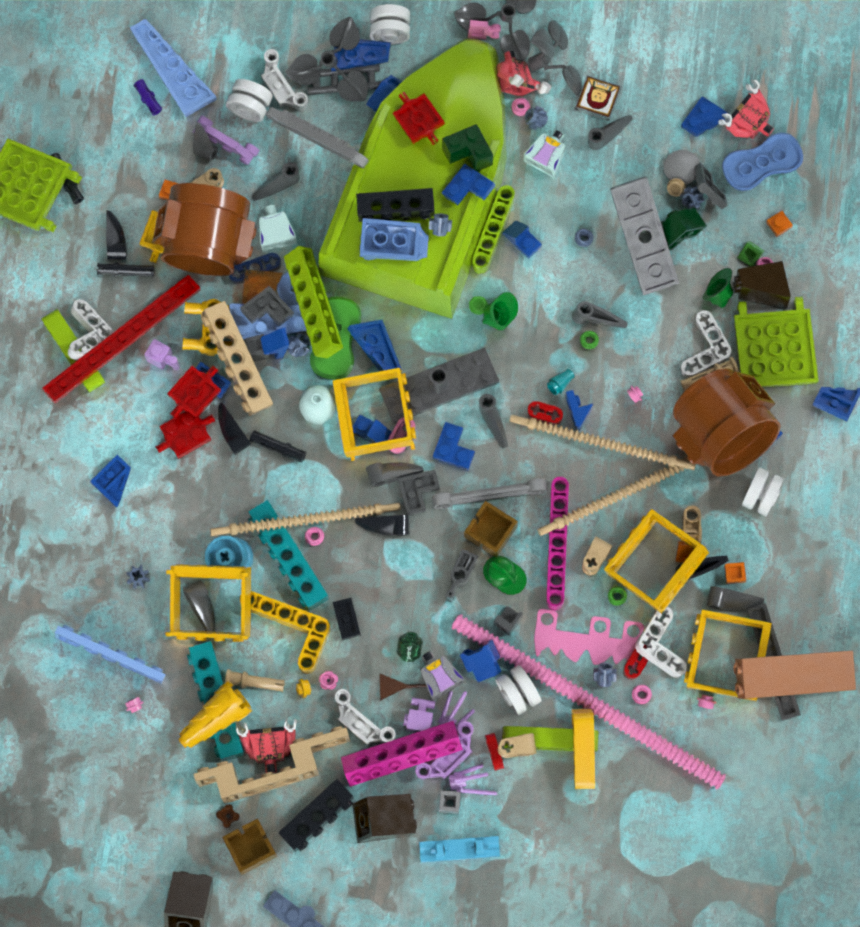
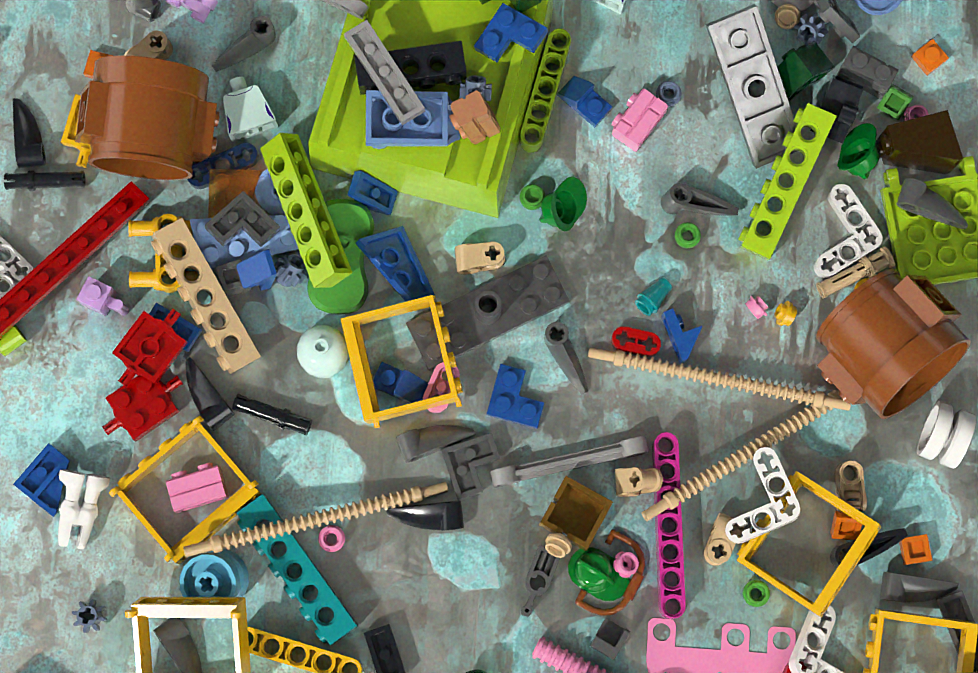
camera: 10 degrees left, 5 degrees up
(133, 506) = (72, 513): none -> white piece
(220, 493) = (196, 488): none -> bright pink brick
(233, 516) = (210, 524): none -> yellow window
(362, 294) = (372, 193): none -> blue slope
(376, 206) = (384, 72): none -> light grey plate
(433, 345) = (476, 257): none -> tan piece
(437, 242) = (474, 118): none -> nougat brick
(475, 548) = (557, 545): none -> tan plate
(527, 564) = (631, 564): none -> bright pink plate
(527, 587) = (632, 587): none -> dark orange piece
(536, 510) = (637, 481): none -> tan piece
(560, 254) = (639, 119): none -> bright pink brick
(631, 533) = (772, 509): none -> white beam
(655, 400) = (785, 313): none -> yellow plate
(691, 265) = (821, 123): none -> lime brick
(705, 256) = (841, 100): none -> black piece
(730, 231) = (867, 72): none -> dark grey brick
(760, 325) = (926, 203): none -> dark grey piece

